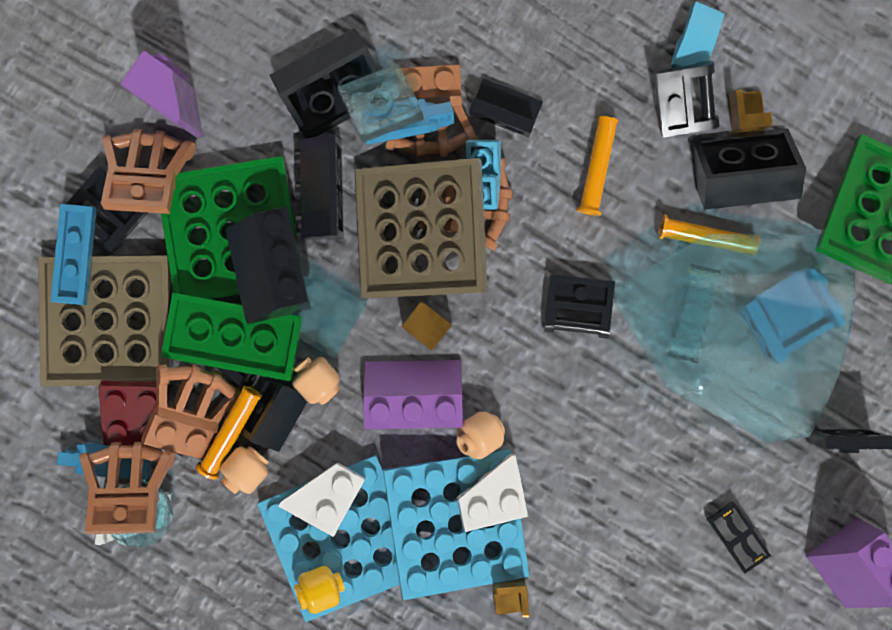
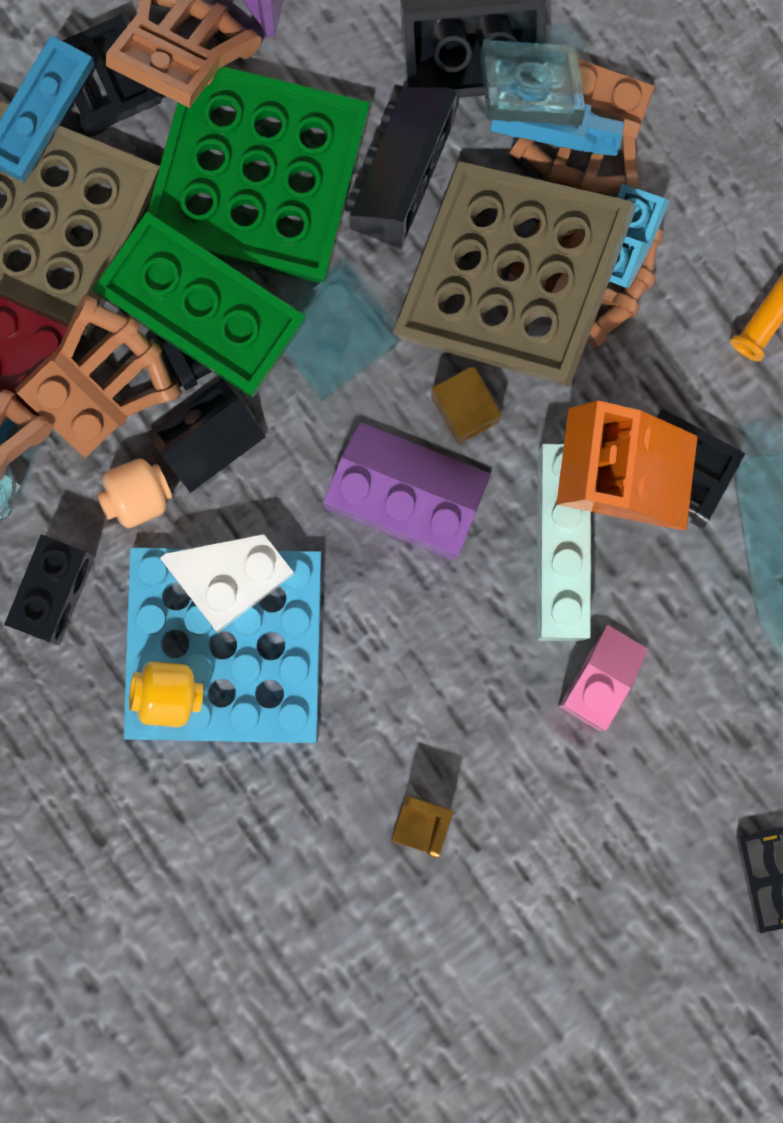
camera: 20 degrees right, 5 degrees down
(219, 553) = (50, 590): none -> black brick
(228, 433) = (136, 433): light orange pin -> none
(268, 266) = (290, 229): black slope -> none
(316, 380) = (285, 414): light nougat head -> none
(410, 548) = (314, 693): medium azure piece -> none
(480, 435) = (475, 582): light nougat head -> none
(494, 498) = (459, 673): white wing -> none
(505, 108) = (690, 169): black panel -> none
(525, 388) = (561, 557): none -> light aqua brick
(545, 329) = (626, 465): none -> orange slope
(585, 460) = (604, 679): none -> bright pink slope

